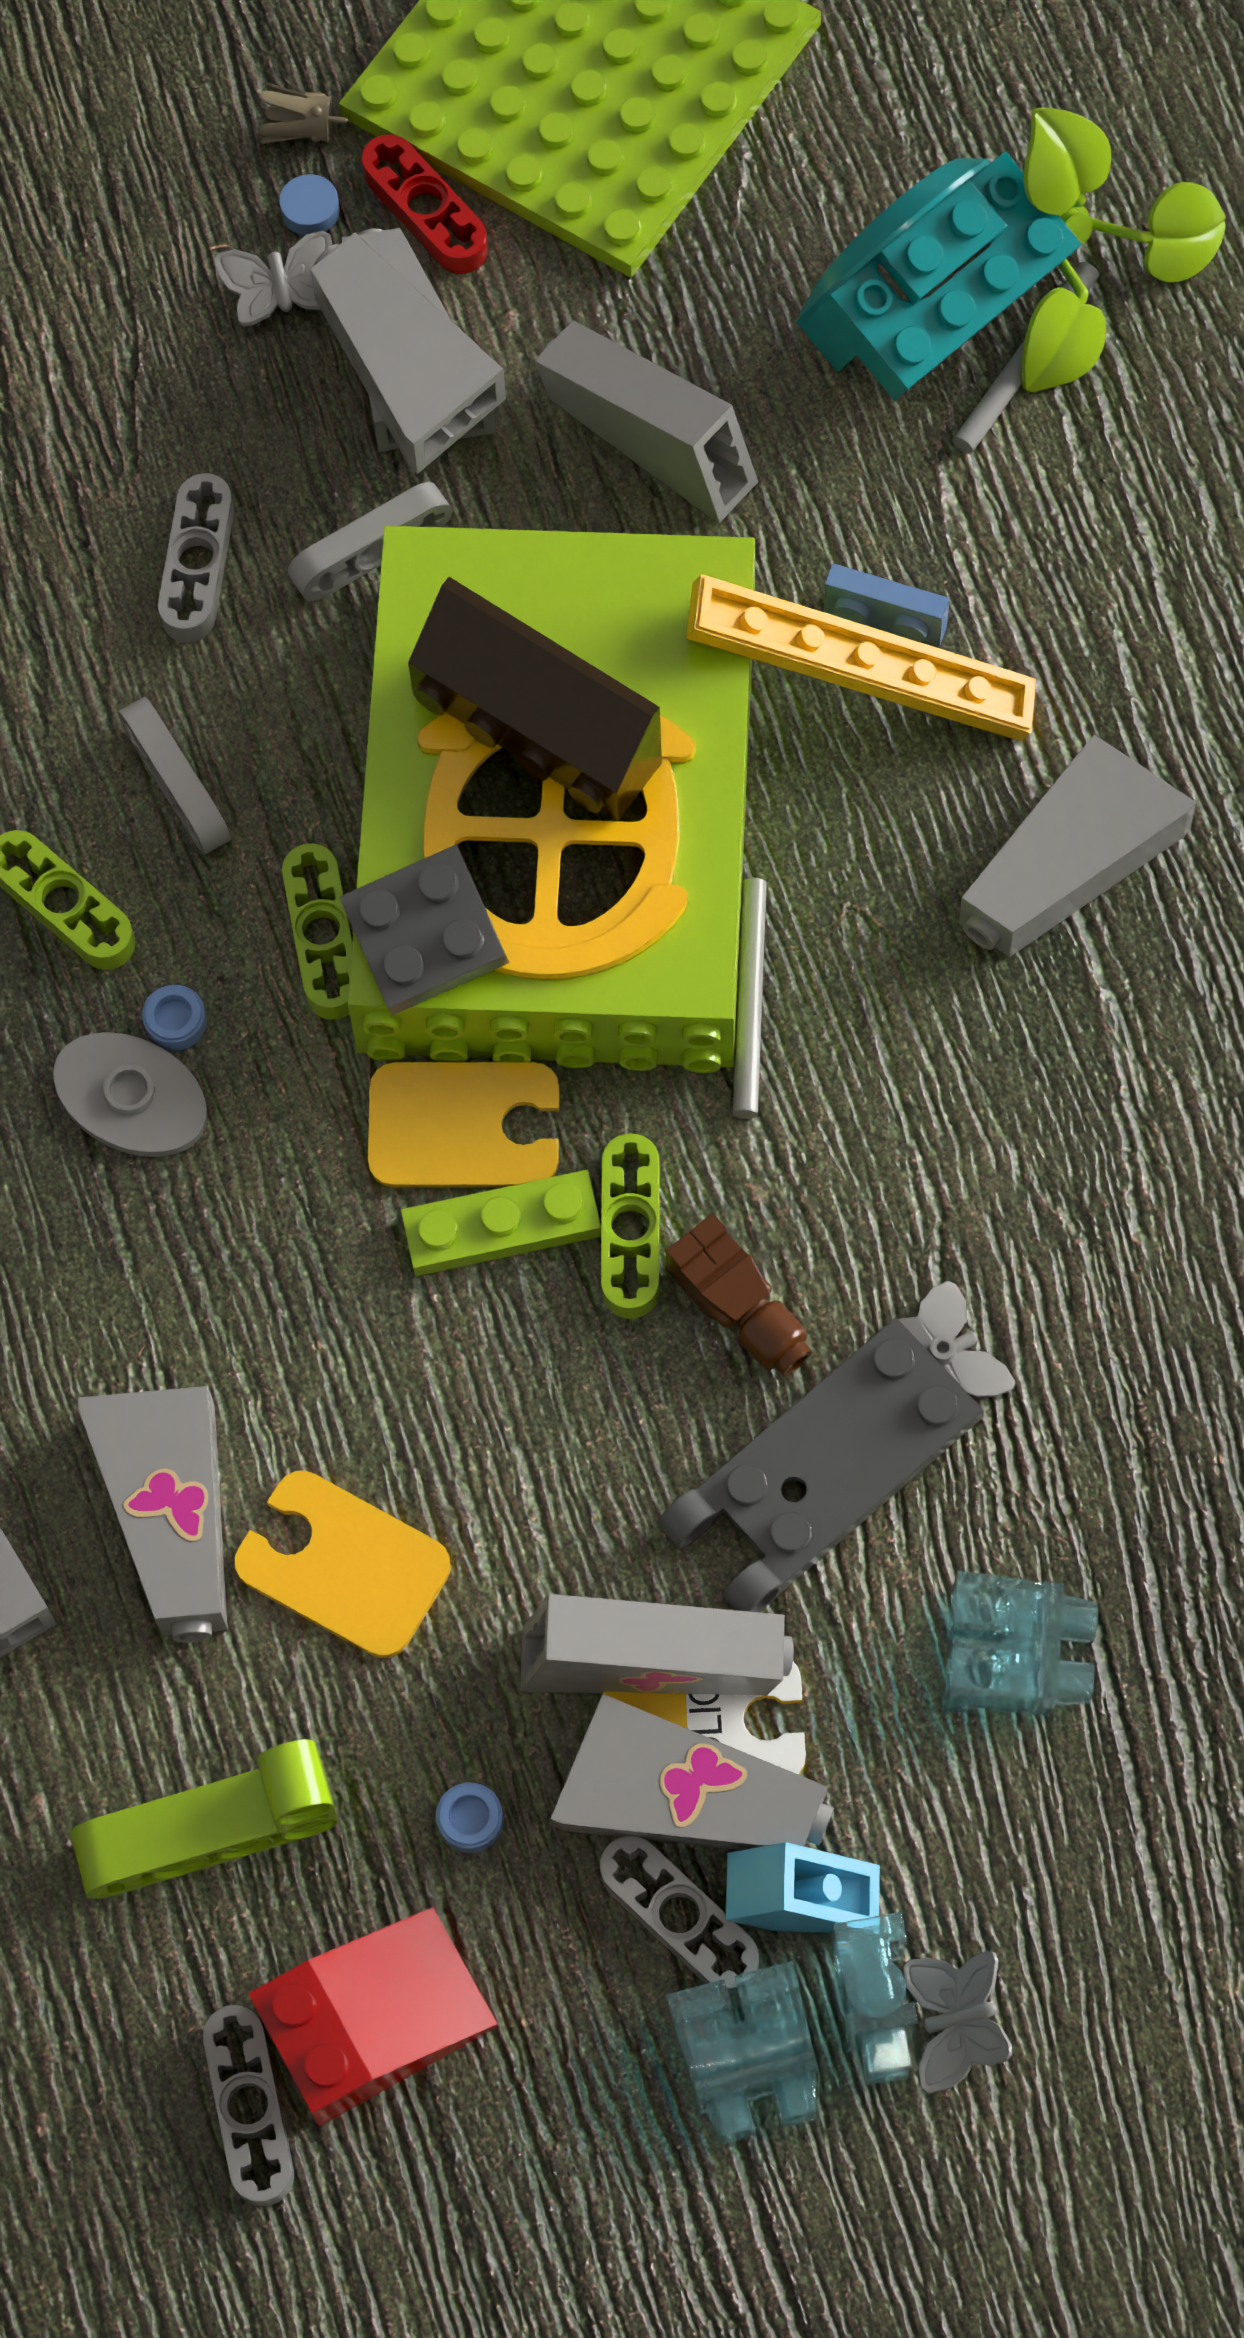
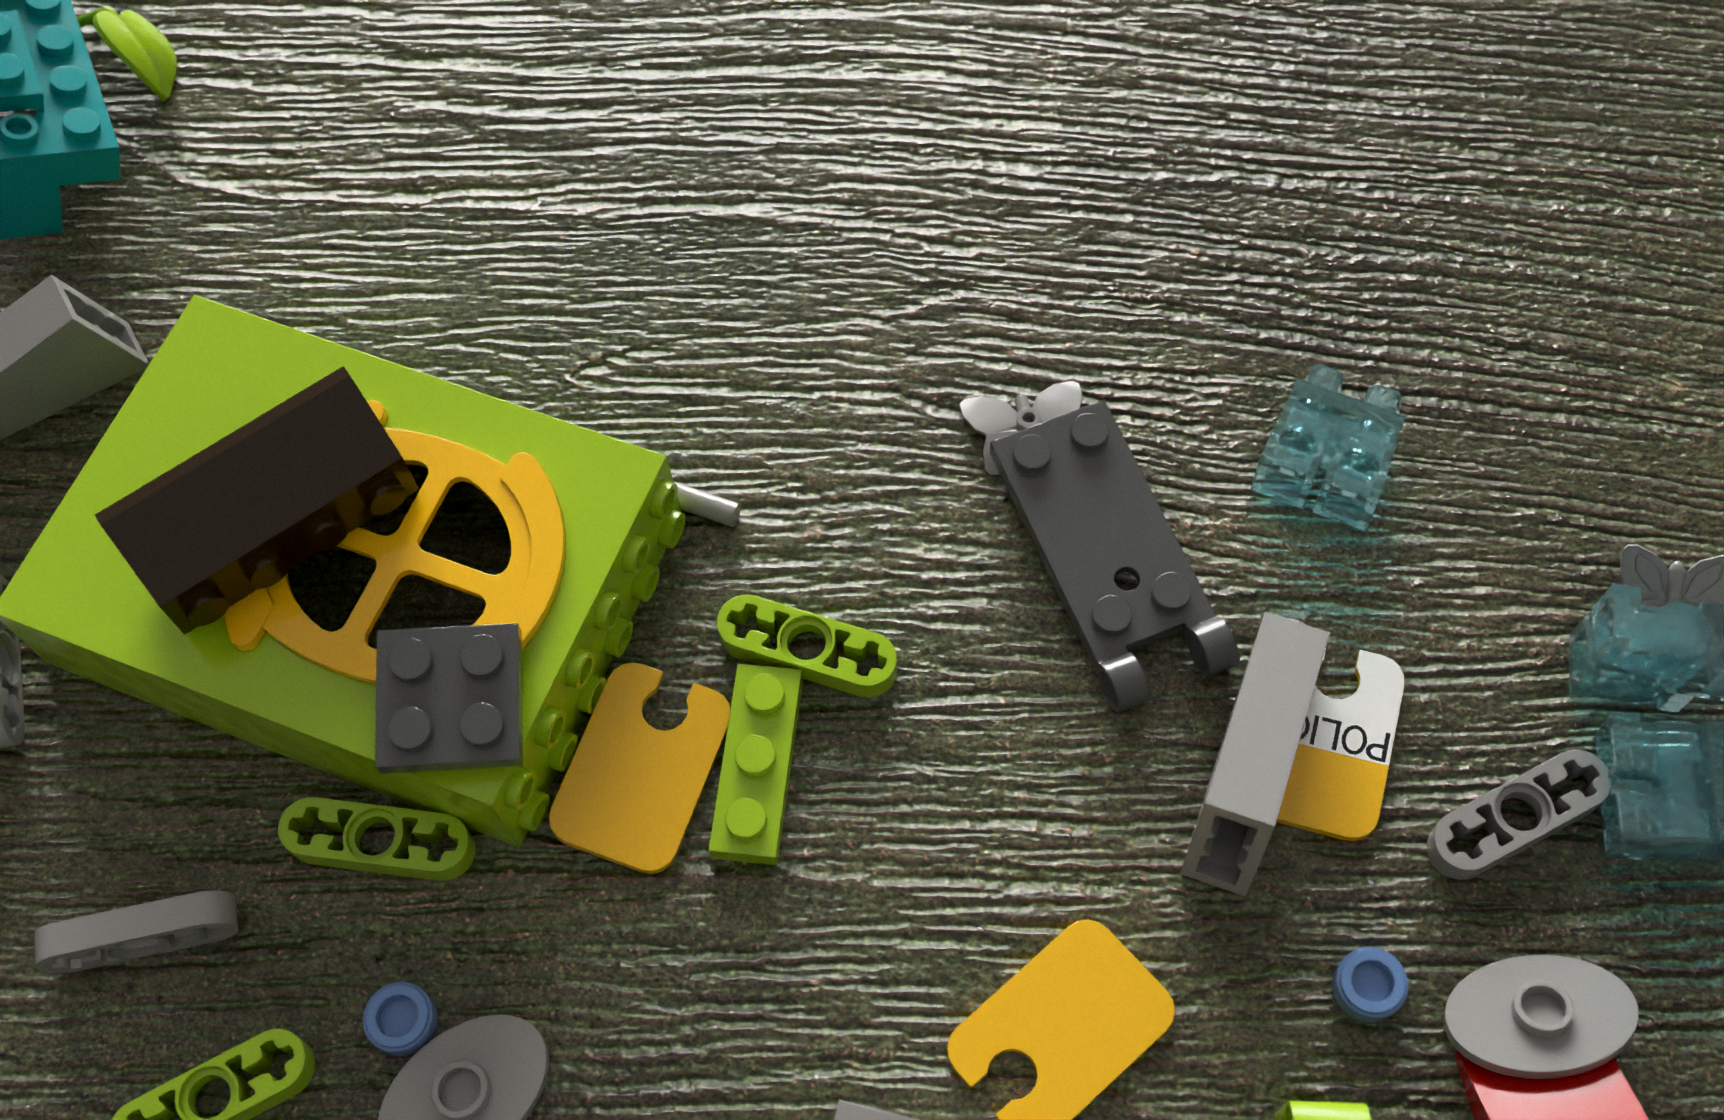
camera: 70 degrees left, 5 degrees down
(484, 1968) = (1540, 1016): none -> light grey piece
(682, 1787) = (1399, 775): light grey slope -> none
(736, 1295) = (913, 570): reddish brown piece -> none
(799, 1888) = (1527, 697): medium azure slope -> none
(860, 658) = (345, 267): yellow tile -> none
(886, 605) = (305, 249): medium blue plate -> none
(1005, 384) = (144, 99): light grey bar -> none
(1074, 845) = (598, 174): light grey slope -> none

